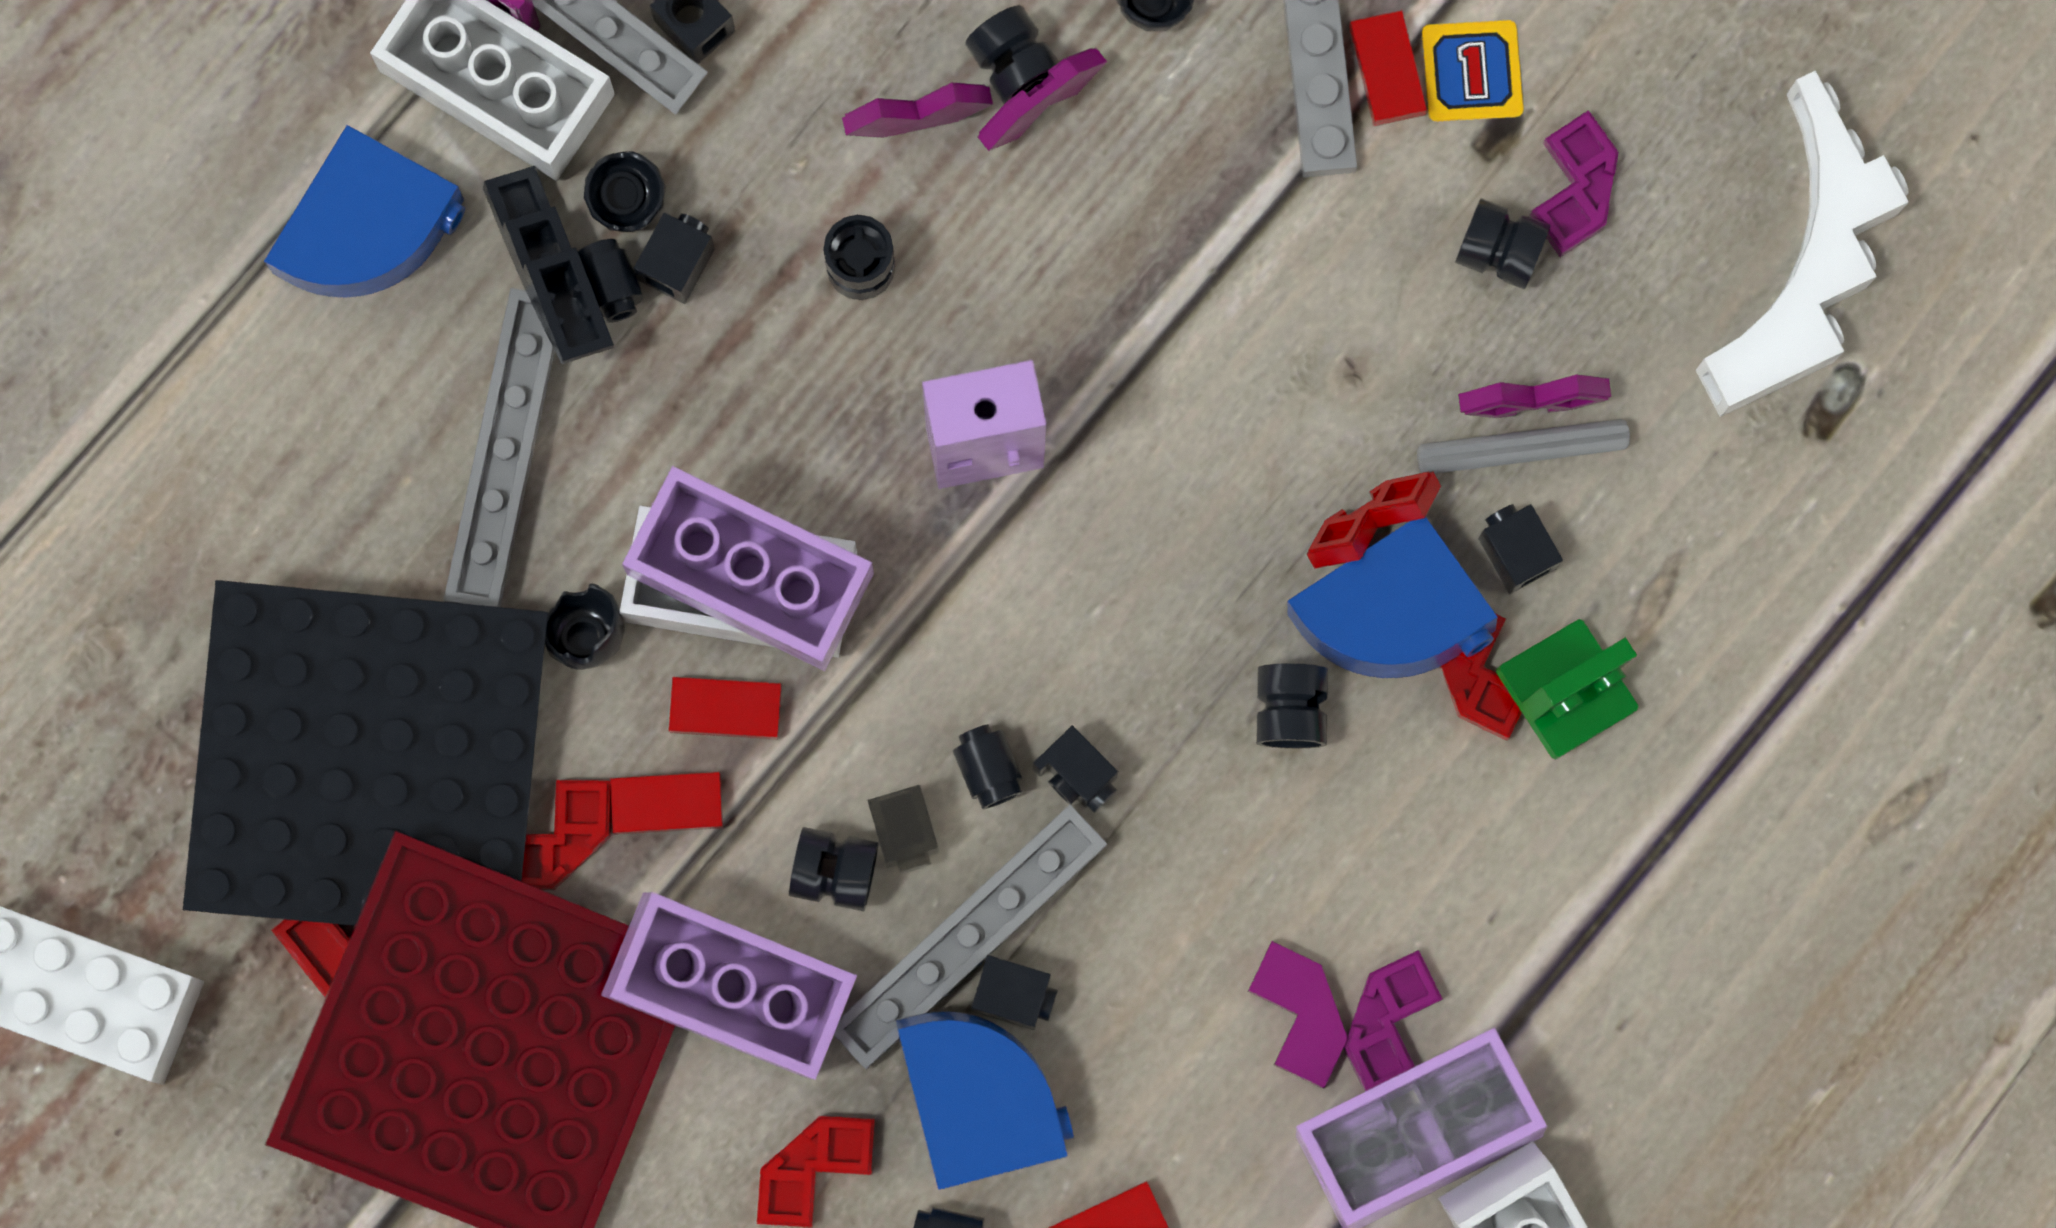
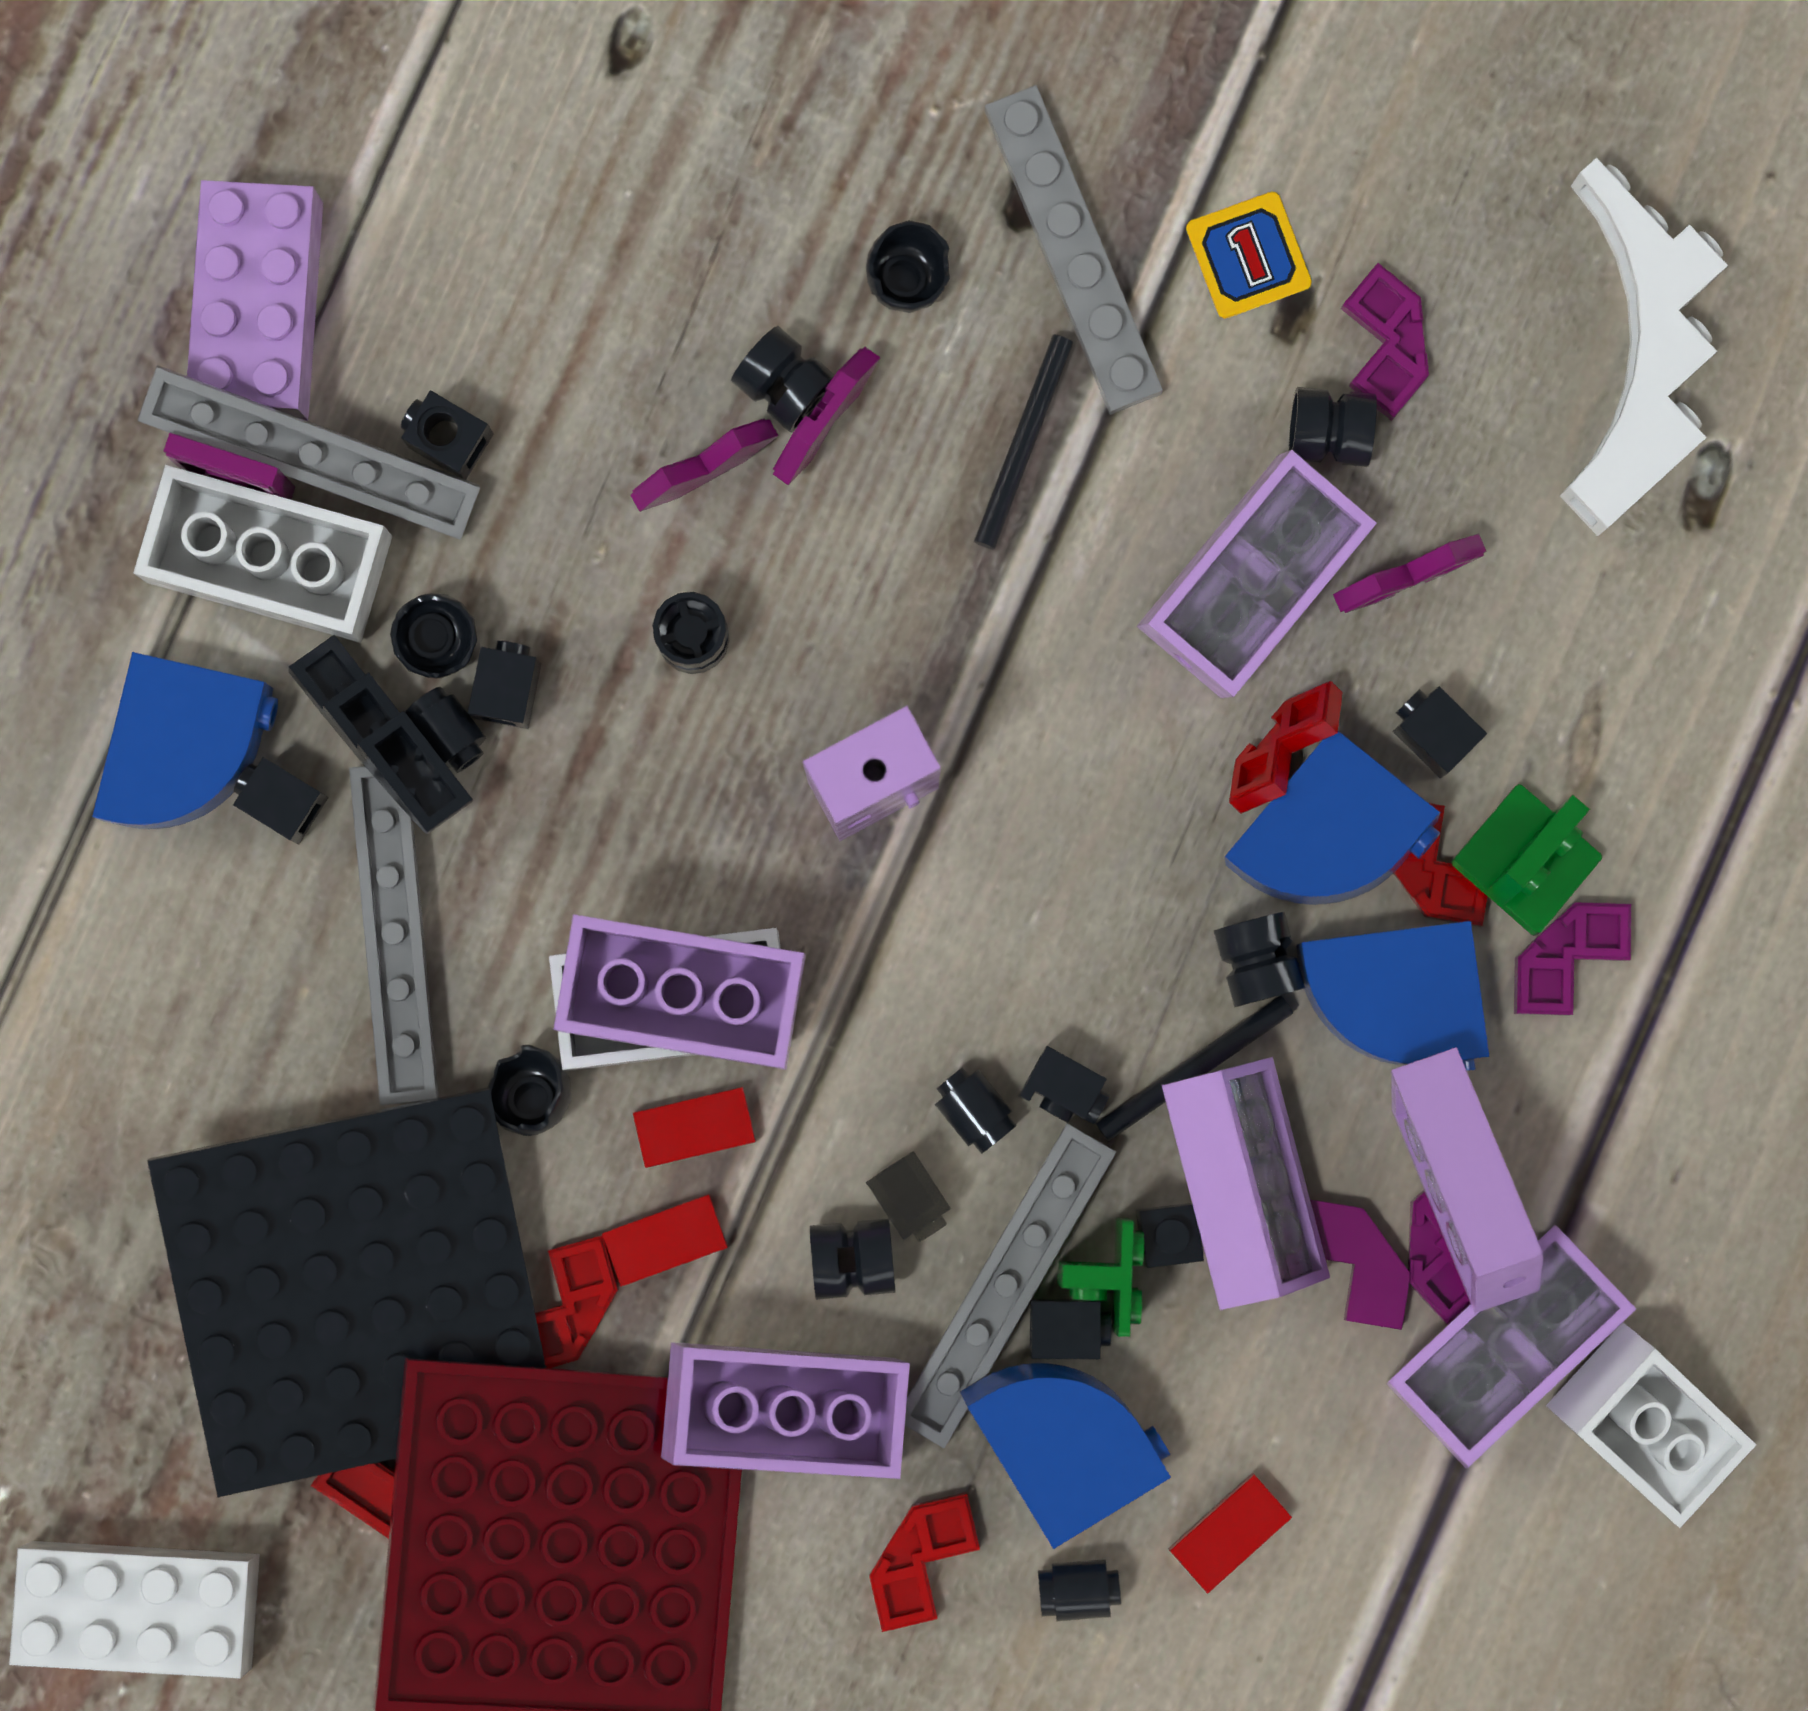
camera: 15 degrees left, 5 degrees up
(438, 298) = (278, 799): none -> black brick
(1048, 950) = (1093, 1279): none -> green bracket
(1133, 934) = (1170, 1235): none -> black brick
(1203, 791) = (1197, 1065): none -> black bar
(1215, 177) = (1023, 441): none -> black bar
(1218, 902) = (1246, 1183): none -> lavender brick
(1387, 68) = (1163, 278): red tile -> none
(1393, 355) = (1256, 574): none -> clear brick
(1413, 777) = (1399, 992): none -> blue brick
(1422, 959) = (1466, 1180): none -> lavender brick
(1523, 446) = (1411, 626): light grey axle -> none
(1596, 773) = (1547, 964): none -> magenta tile

